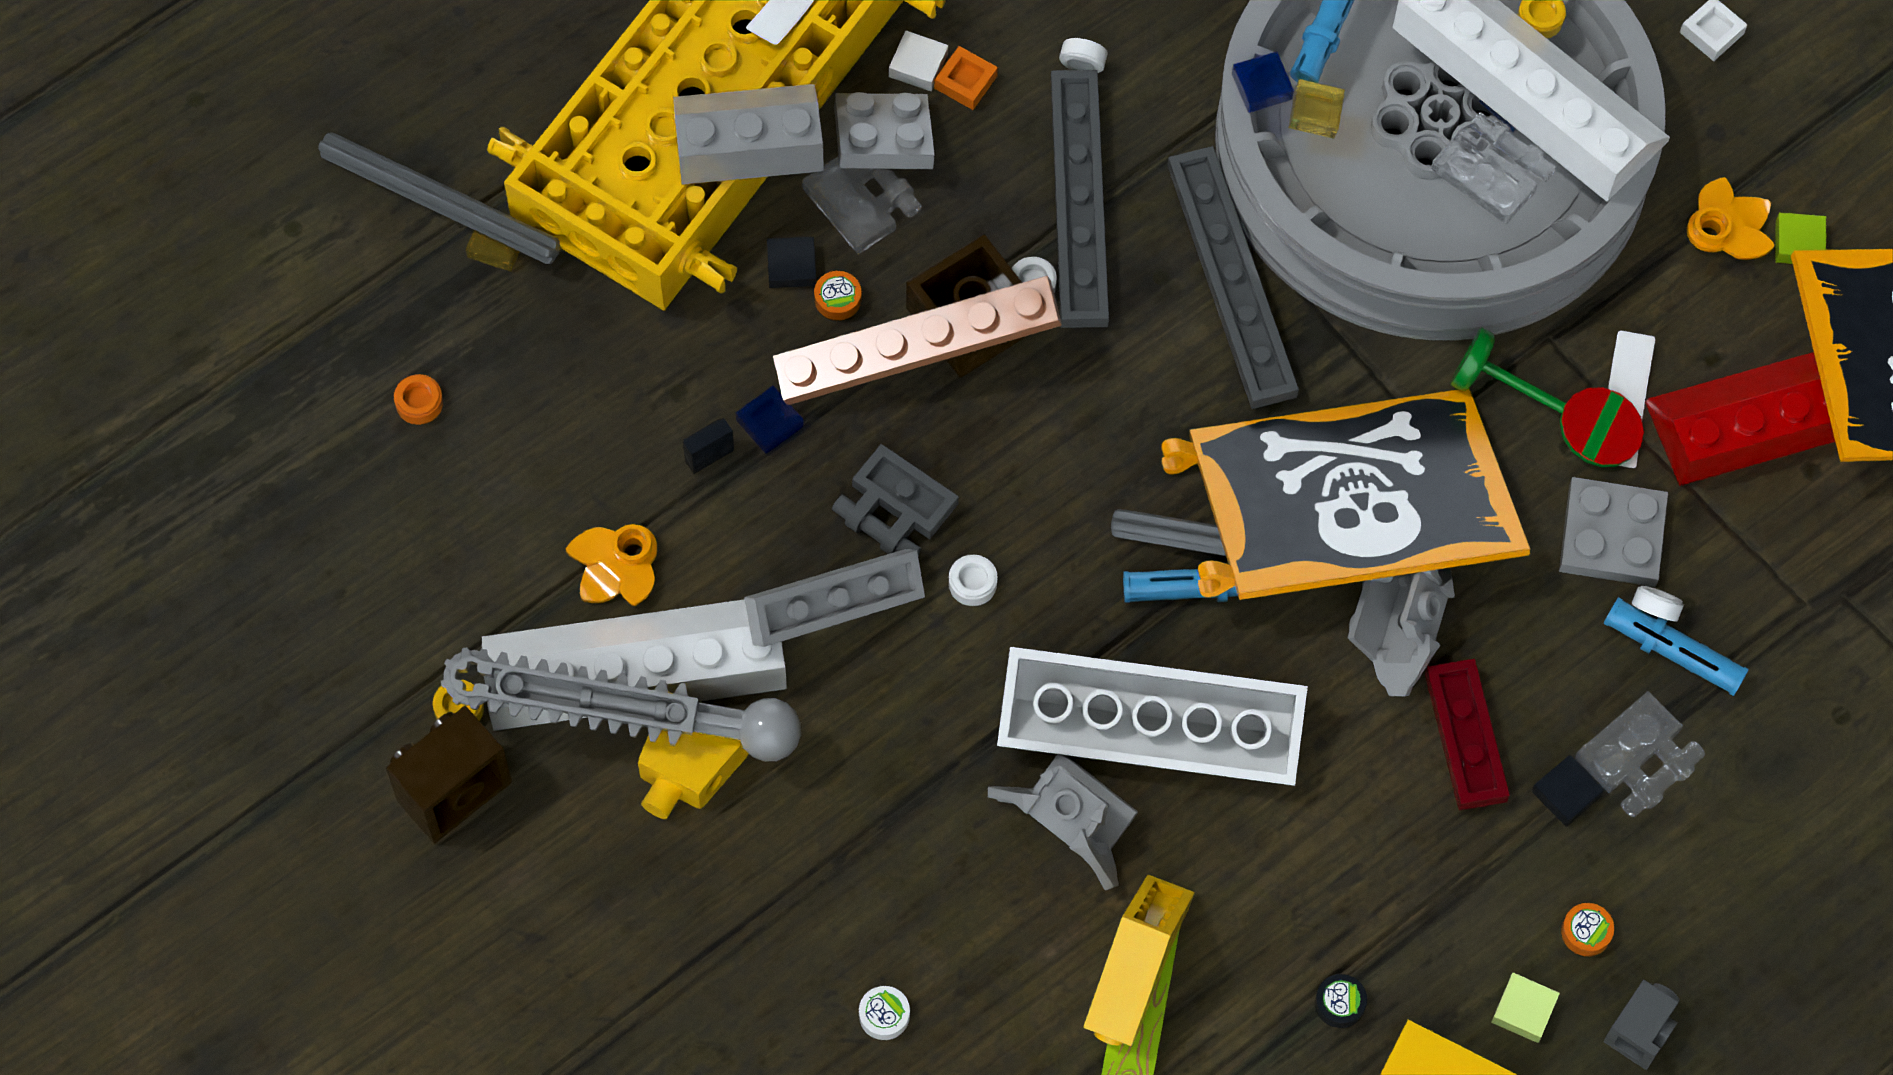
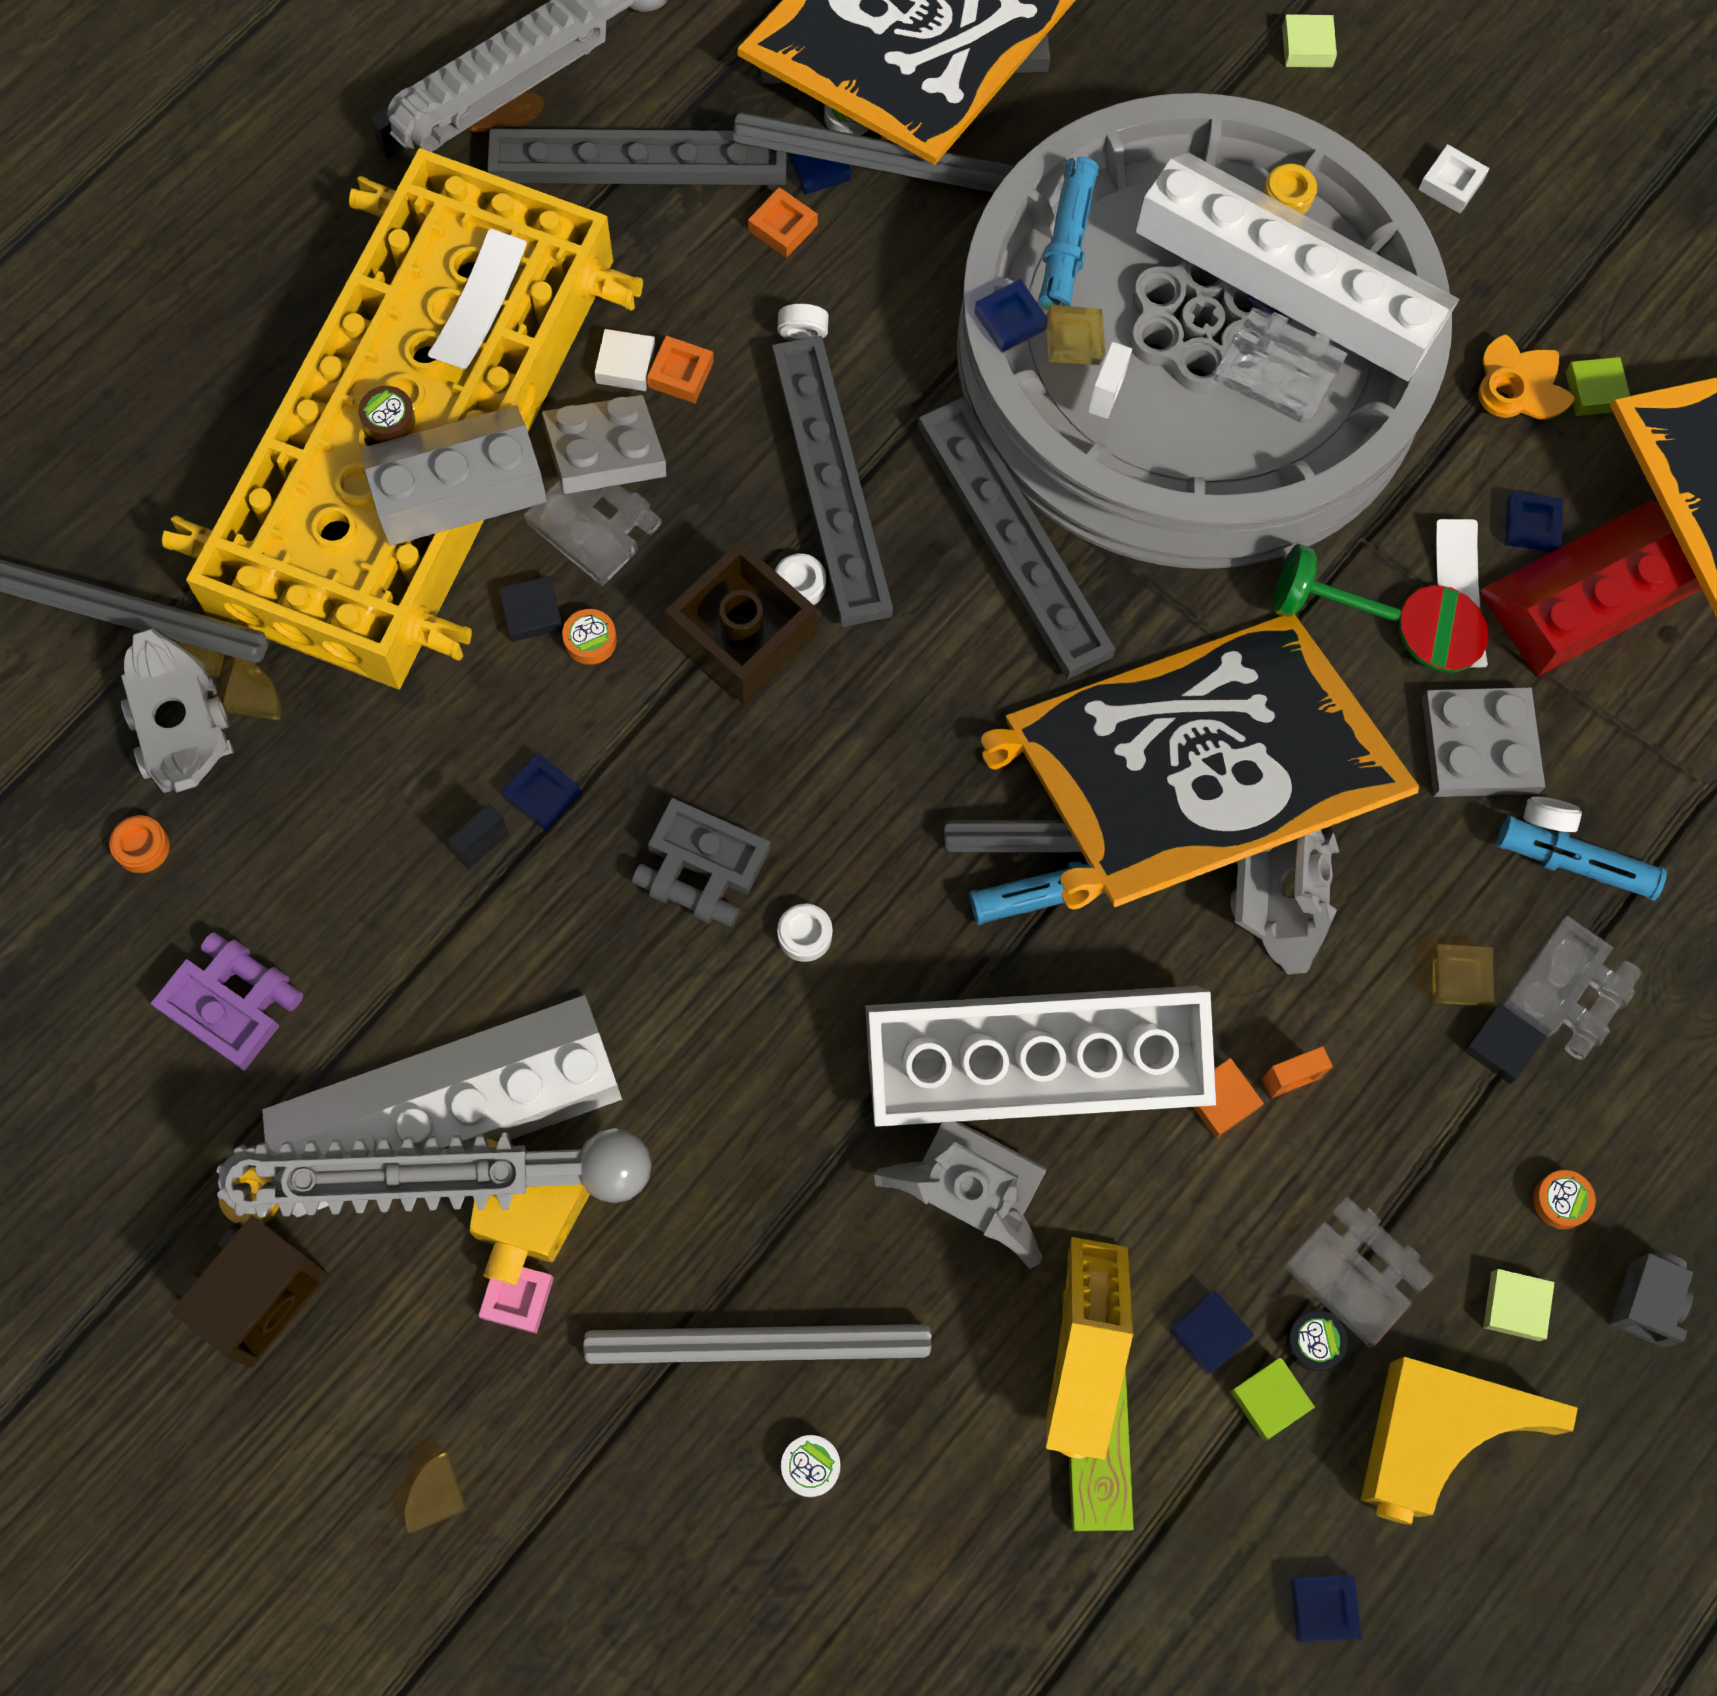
camera: 15 degrees left, 5 degrees up
(460, 551) = (216, 1013): none -> medium lavender plate
(462, 257) = (163, 672): none -> light grey piece
(536, 289) = (251, 692): none -> clear yellow tile
(565, 972) = (433, 1495): none -> clear yellow tile
(610, 568) = (394, 999): light orange plate -> none
(665, 836) = (519, 1305): none -> bright pink tile
(701, 71) = (386, 413): none -> tile
(834, 597) = (655, 992): light grey plate -> none
(860, 906) = (757, 1343): none -> light grey axle
(917, 340) = (690, 675): plate -> none
(1251, 976) = (1211, 1332): none -> clear blue tile
(1290, 1040) = (1272, 1399): none -> lime tile
(1312, 790) = (1234, 1100): none -> orange tile
(1336, 153) = (1110, 380): none -> white tile
(1374, 776) = (1296, 1072): none -> orange tile
(1379, 958) = (1348, 1282): none -> clear plate
(1466, 734) = (1384, 1003): dark red plate -> none
(1545, 726) = (1463, 975): none -> clear yellow tile
(1710, 348) = (1534, 521): none -> clear blue tile

